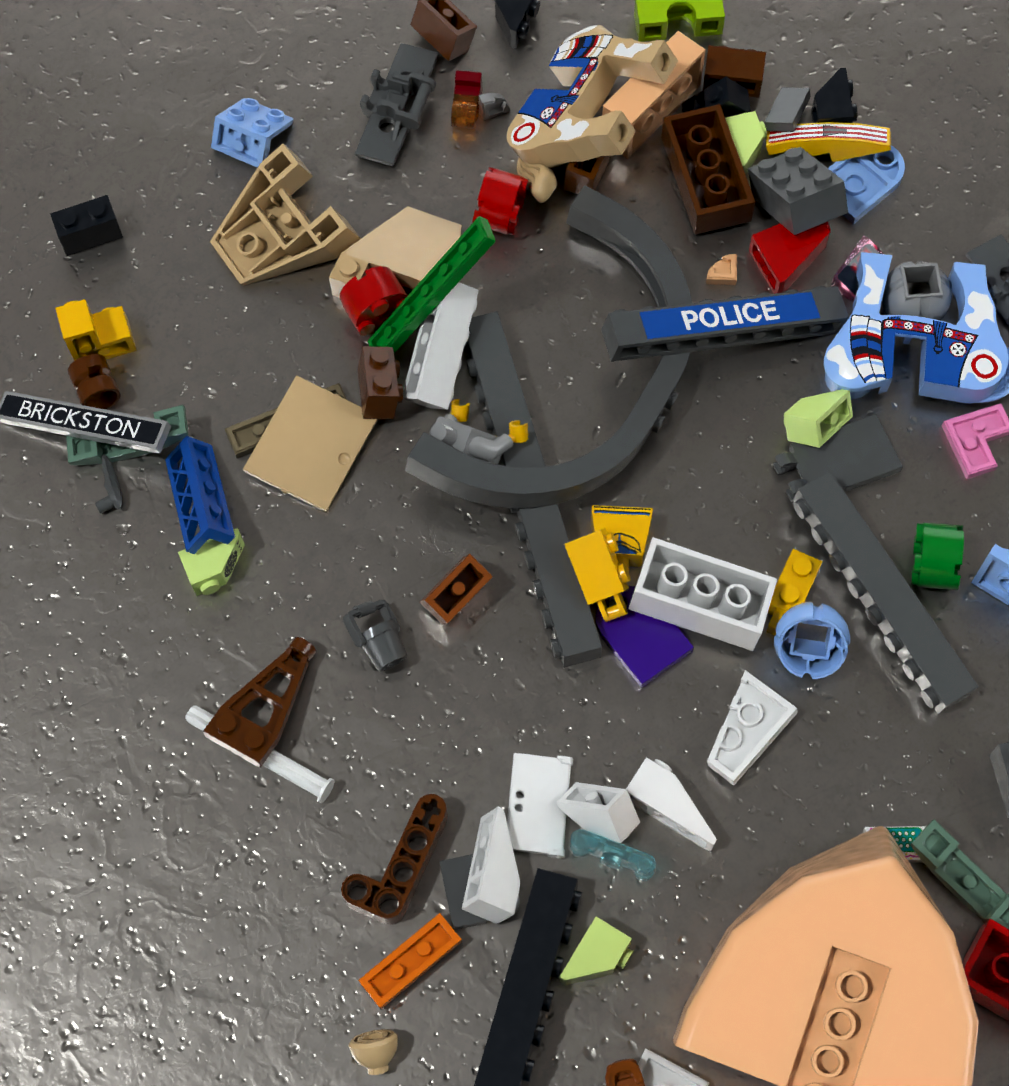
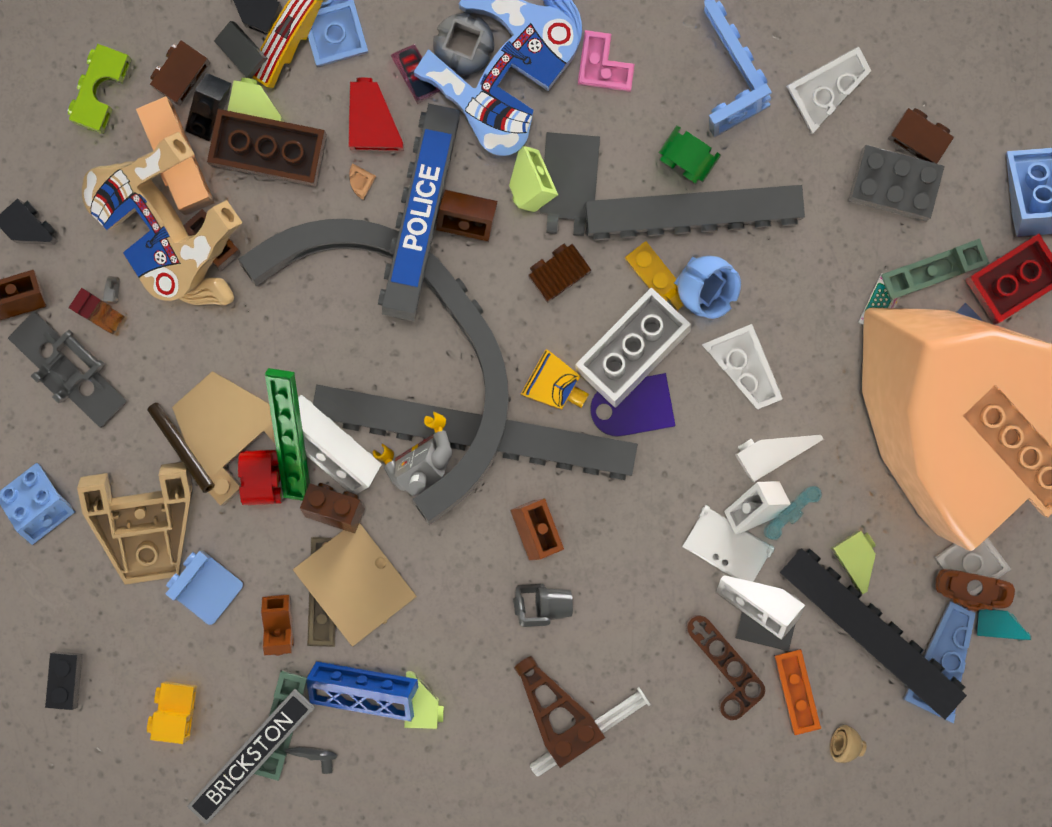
camera: 65 degrees left, 20 degrees up
(94, 381) = (227, 733): reddish brown wheel -> none
(233, 389) = (277, 625): none -> dark orange brick
(240, 305) = (204, 587): none -> light blue bracket
(369, 222) = (181, 447): none -> dark brown piece
(501, 199) = (214, 332): red brick -> none
(600, 571) = (578, 416): yellow brick -> none
(739, 490) = (558, 272): none -> reddish brown brick
(746, 373) = (466, 215): none -> reddish brown brick
(798, 190) = (329, 89): dark grey brick -> none

